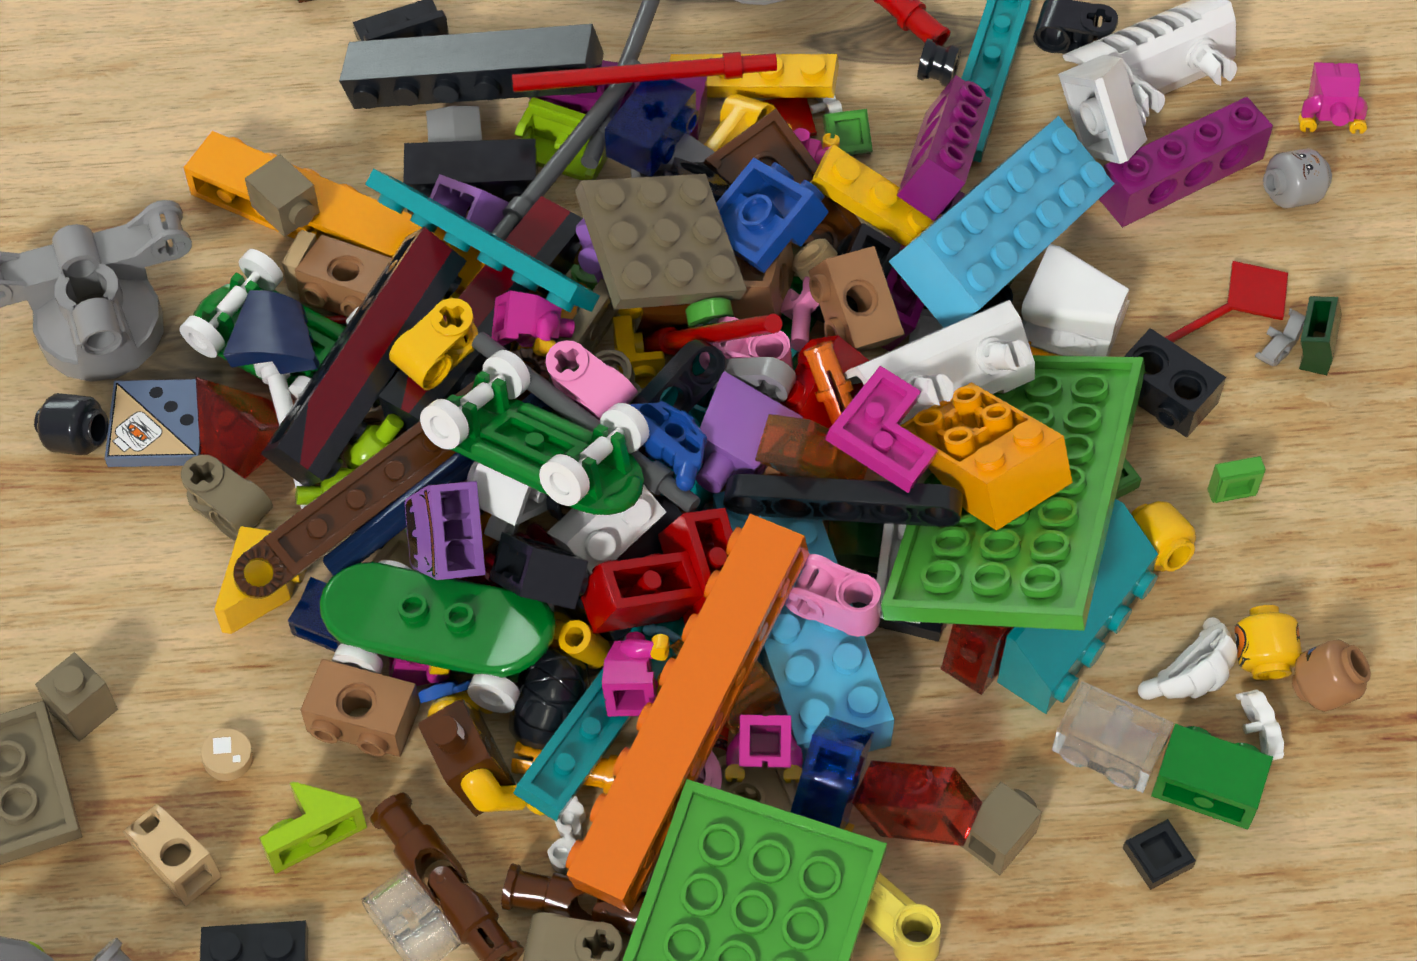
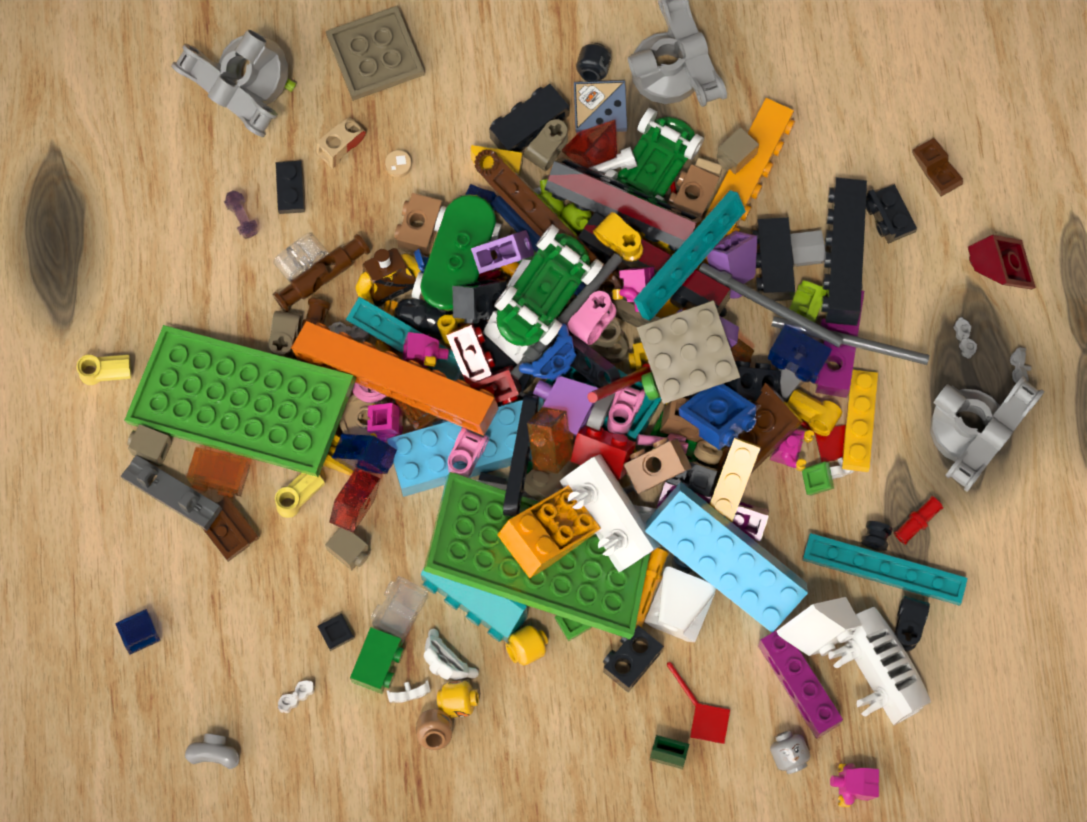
camera: 90 degrees right, 15 degrees up
(76, 696) = (425, 86): dark tan brick -> none
(170, 527) = (528, 119): none -> black brick
(272, 330) = (641, 155): dark blue slope -> none
(324, 822) = (355, 209): lime slope -> none
(730, 65) = (833, 393): red bar -> none
(823, 359) = (590, 449): orange pin -> none
(873, 435) = (549, 461): dark pink plate -> none
(945, 147) = (777, 521): magenta brick -> none
(1236, 479) = (565, 692): bright green tile -> none
(1280, 913) = (301, 693): none -> white piece
(1282, 342) = (666, 732): light grey piece -> none

